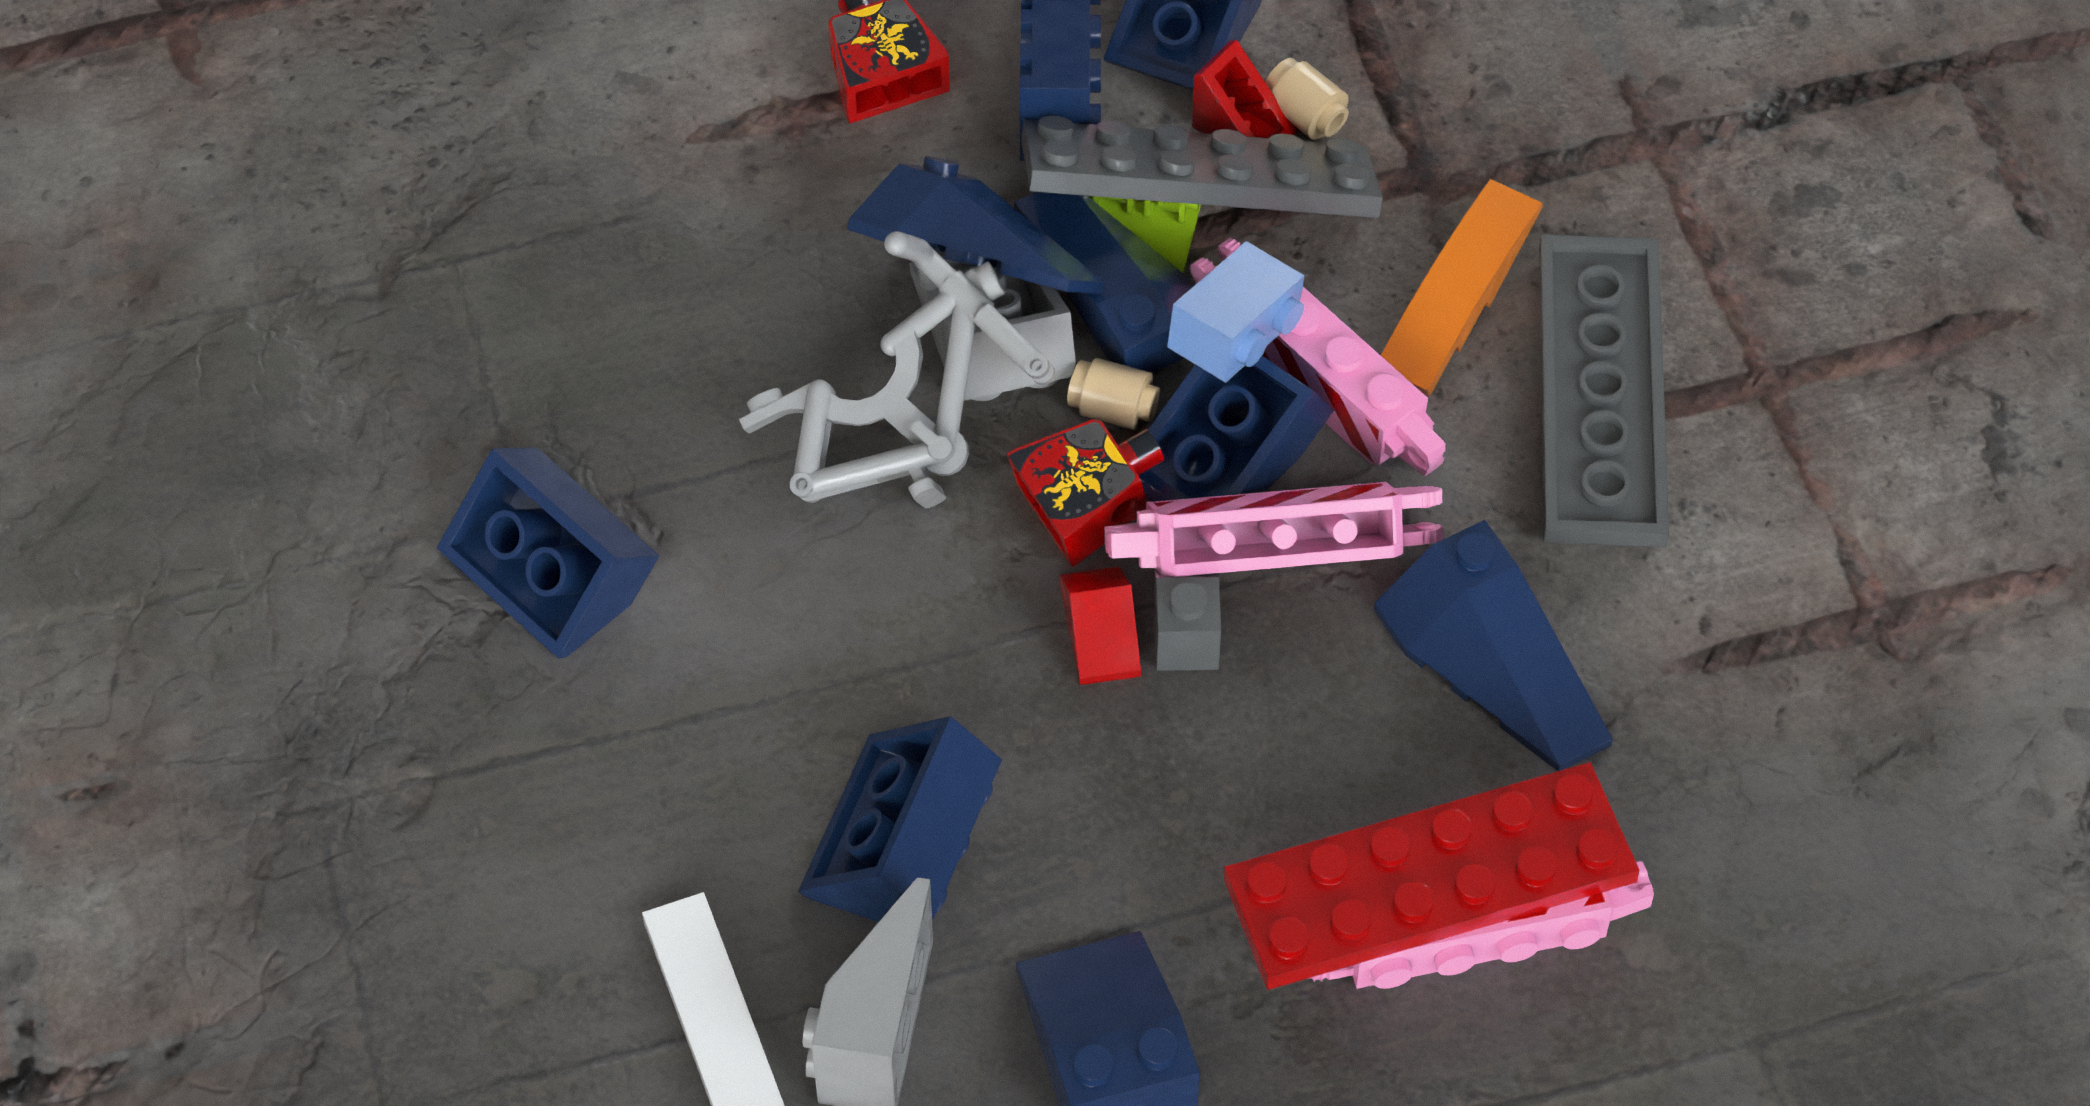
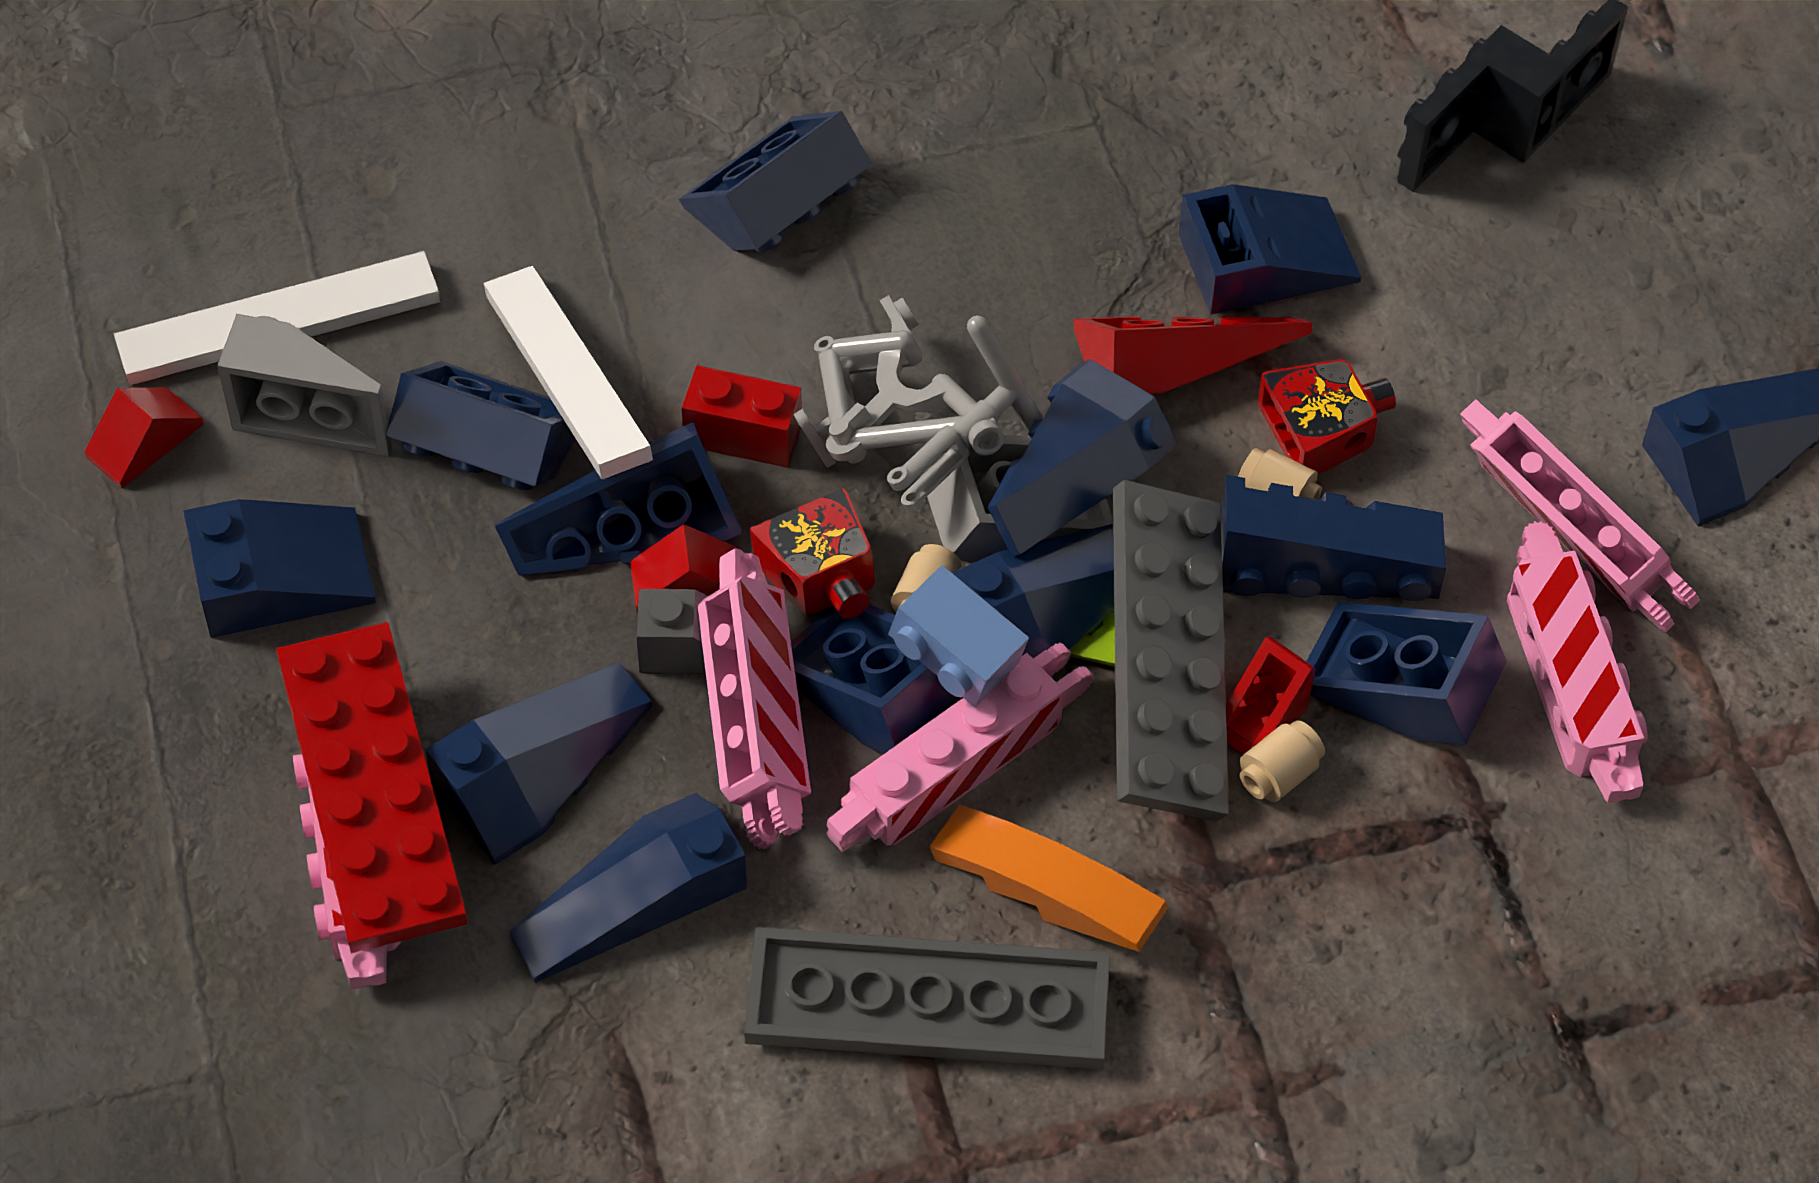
camera: 90 degrees right, 0 degrees up
(664, 101) = (1262, 245): none -> dark blue slope
(794, 176) = (1192, 348): none -> red wedge
(846, 728) = (568, 373): none -> white tile
(895, 565) = (743, 415): none -> red brick
(970, 93) = (1272, 467): none -> tan brick
(1005, 645) = (622, 513): none -> dark blue wedge
(1338, 748) = (525, 760): none -> dark blue wedge

